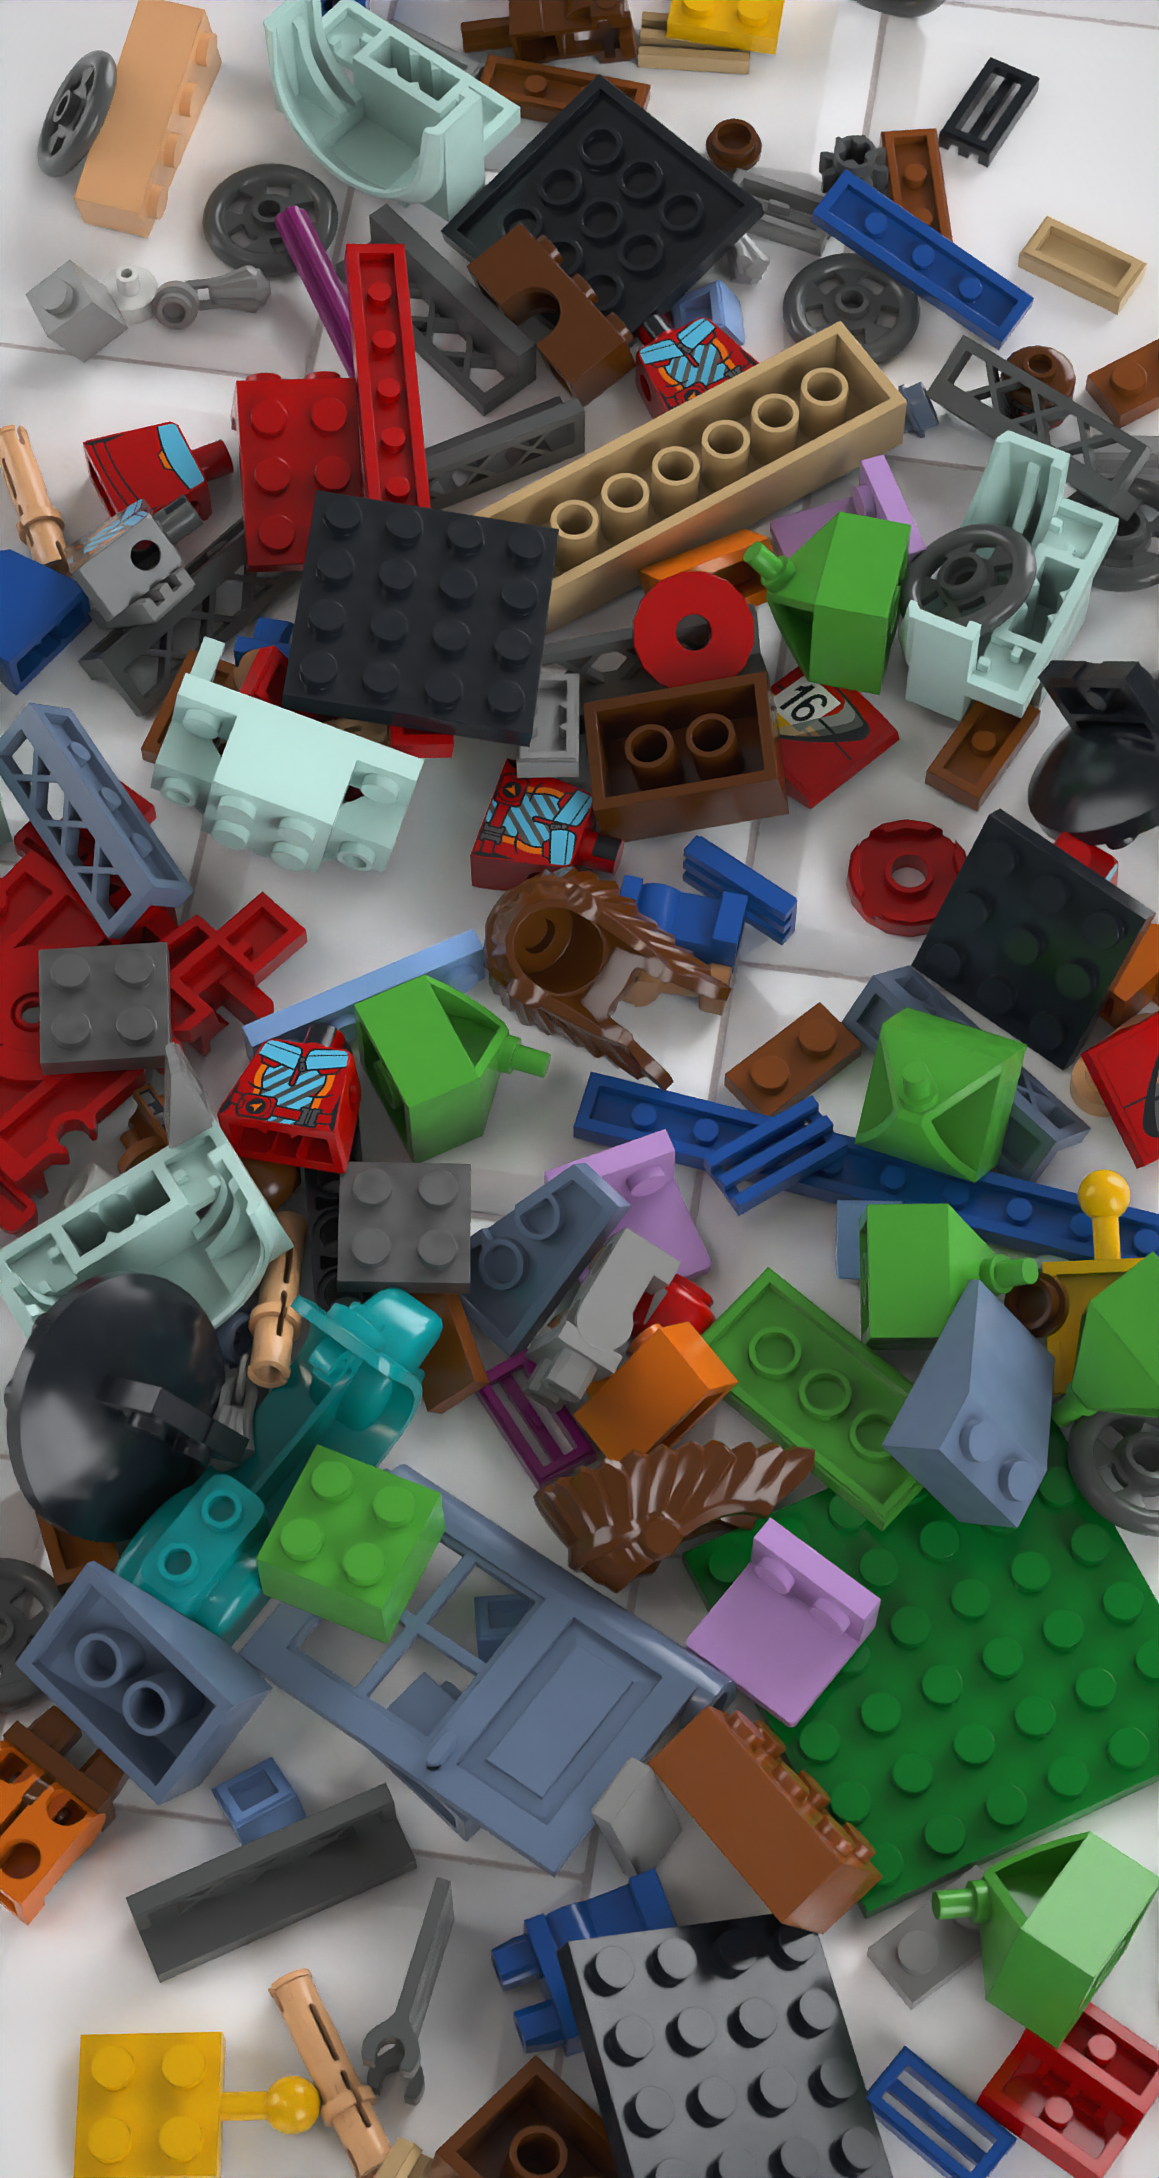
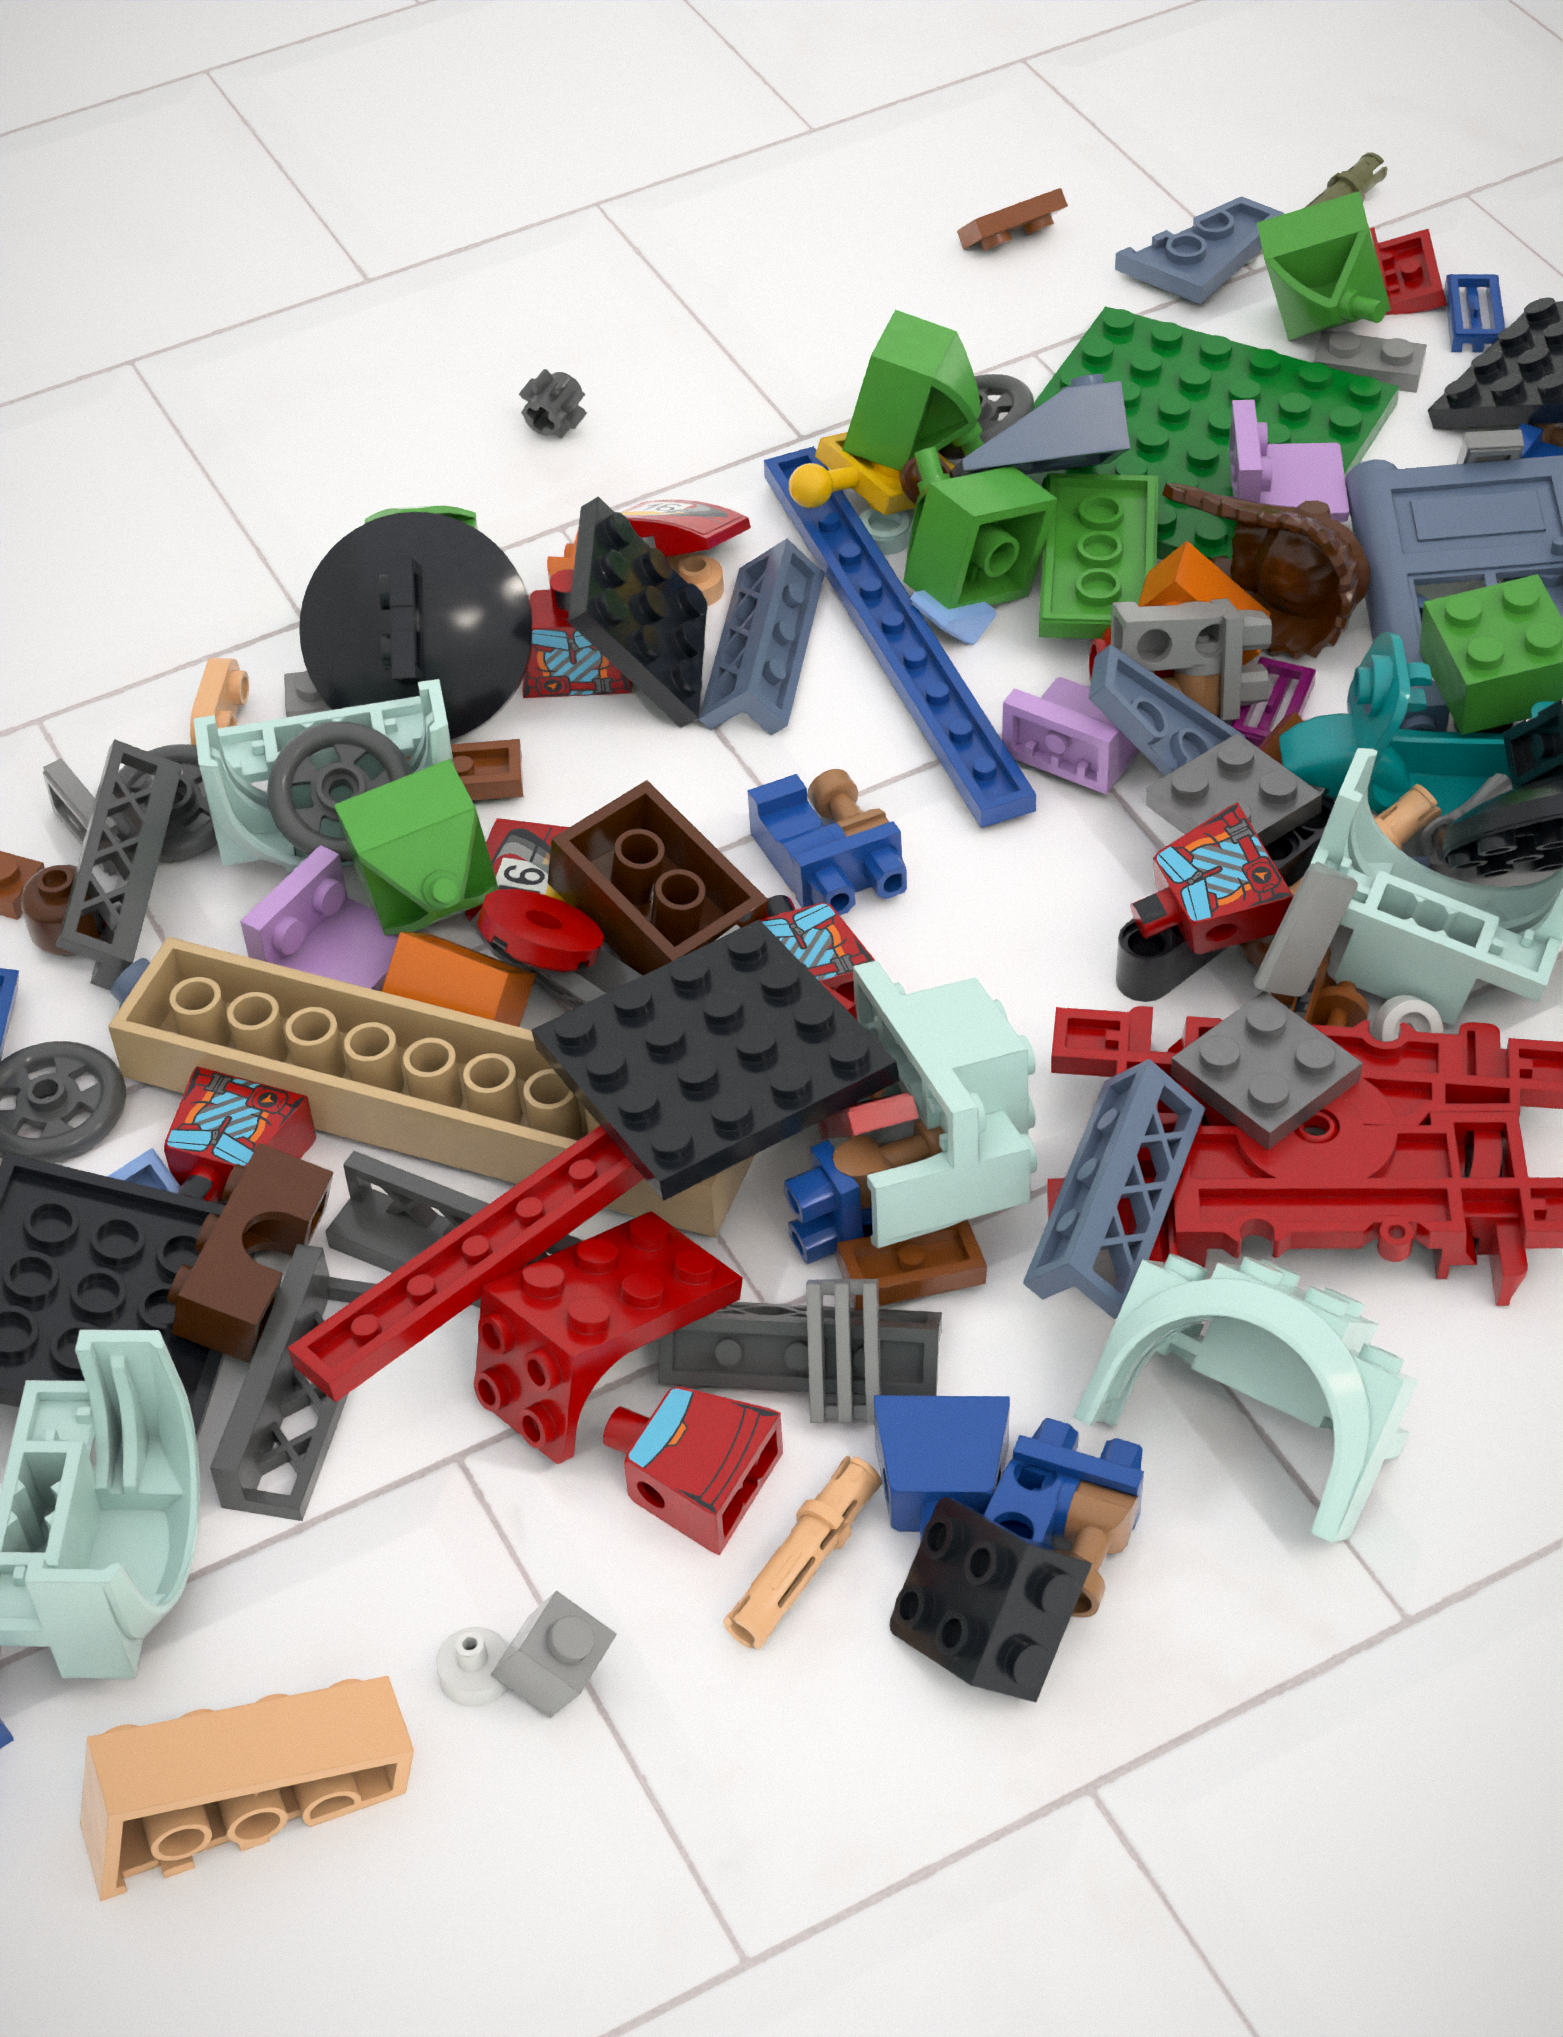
camera: 125 degrees left, 15 degrees down
(77, 113) = (340, 1870): dark grey plate -> none
(117, 574) = (818, 1365): torso -> none
(178, 302) = (465, 1595): light grey piece -> none
(252, 183) = (316, 1649): dark grey plate -> none
(319, 279) = (373, 1444): magenta axle -> none
(437, 1062) = (1081, 872): bright green piece -> none
(453, 962) = (1058, 971): light blue plate -> none
(572, 950) = (900, 845): reddish brown piece -> none
(716, 871) = (733, 814): blue tile -> none
(767, 1818) = (1420, 393): dark orange brick -> none
(793, 1063) = (847, 734): dark orange plate -> none
(803, 1112) = (947, 669): blue tile -> none
(896, 846) = (598, 741): red tile -> none
(940, 1094) = (822, 588): bright green piece -> none

